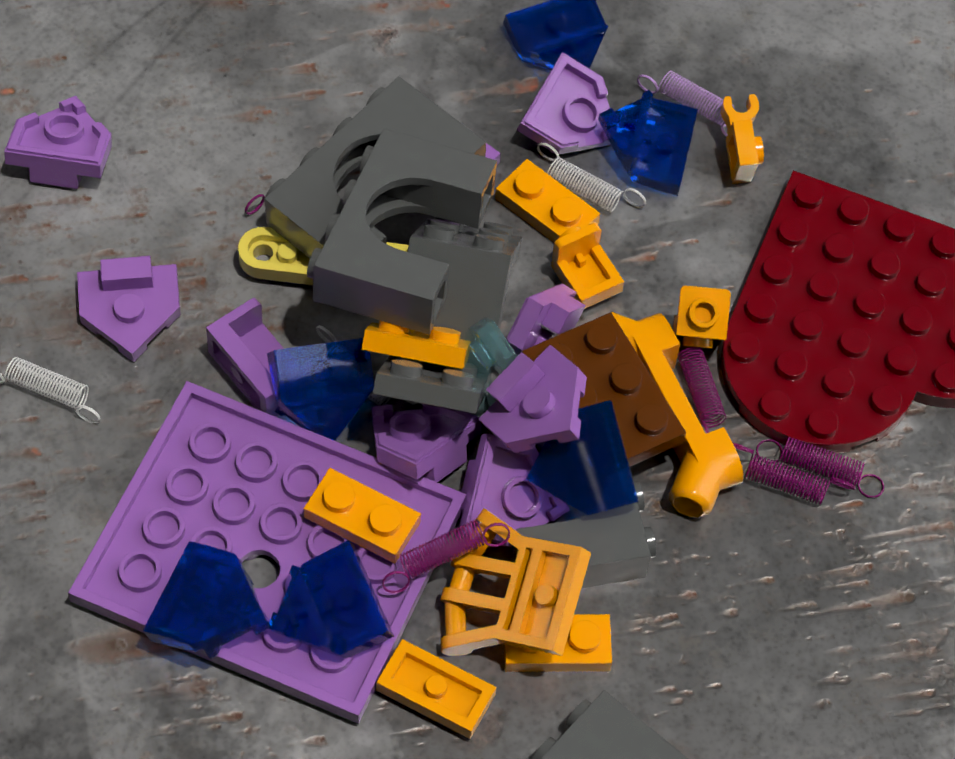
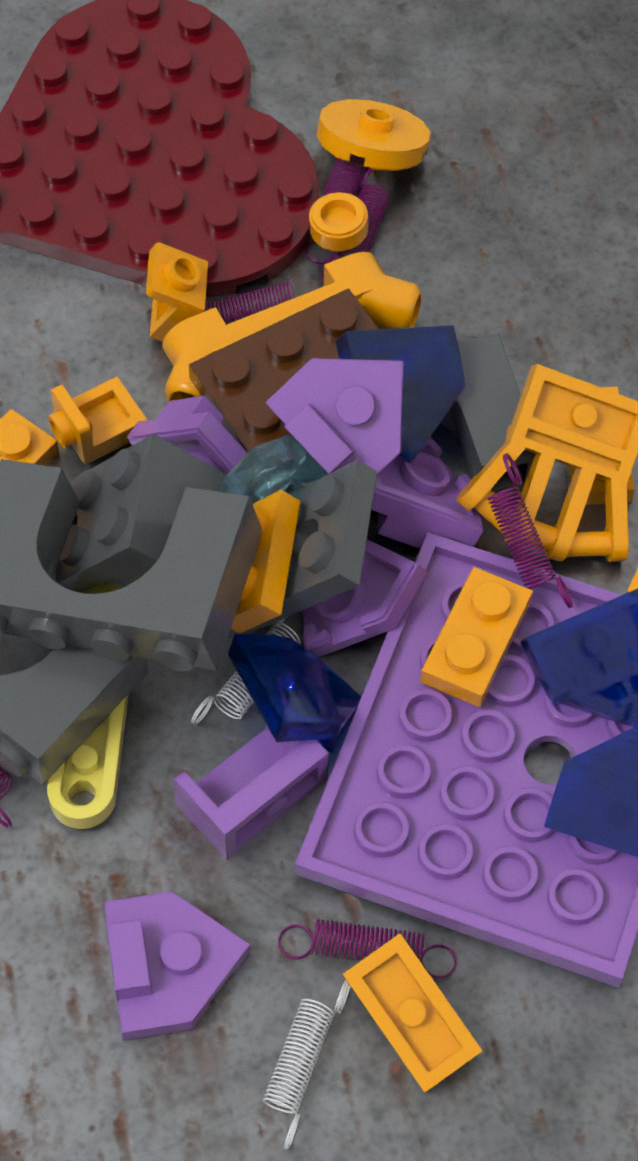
camera: 90 degrees left, 0 degrees up
(62, 450) = (412, 1012): none -> light orange plate
(132, 442) = (365, 938): none -> magenta piece
(776, 447) = (338, 221): none -> light orange tile
(863, 488) = (373, 130): none -> light orange plate

